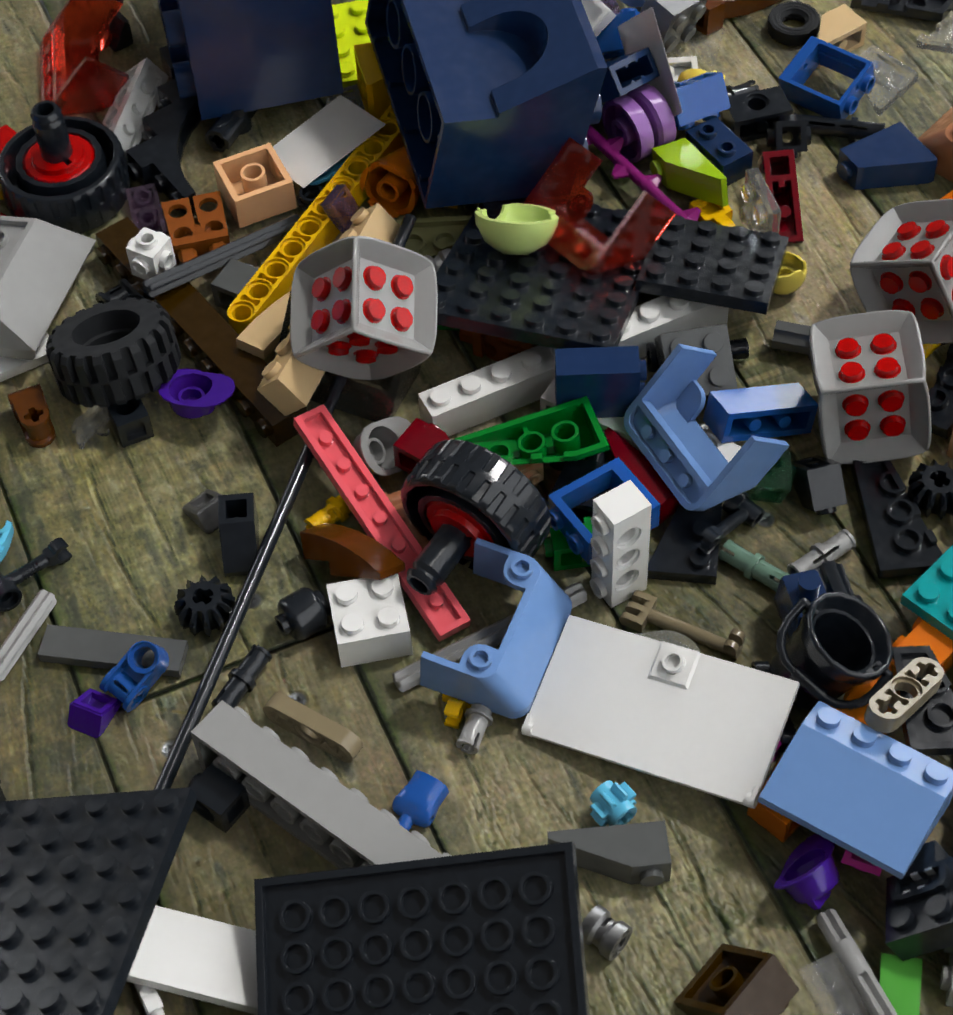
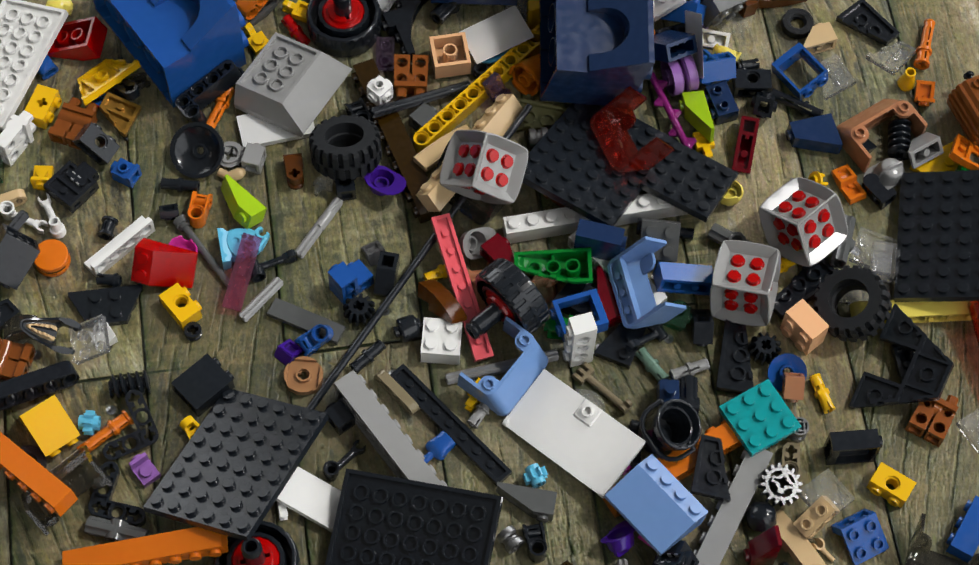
camera: 10 degrees right, 10 degrees up
(98, 494) = (318, 227): none -> light grey axle
(138, 762) = (297, 367): none -> medium nougat plate
(172, 558) = (349, 279): none -> blue brick
(228, 891) = (332, 468): none -> black brick
(418, 751) = (452, 425): none -> black plate
(518, 228) = (586, 133): yellowish green cylinder -> none
(652, 918) = (535, 538): none -> black piece
(759, 206) = (728, 149): clear plate -> none
(903, 707) = (691, 469): dark tan beam -> none

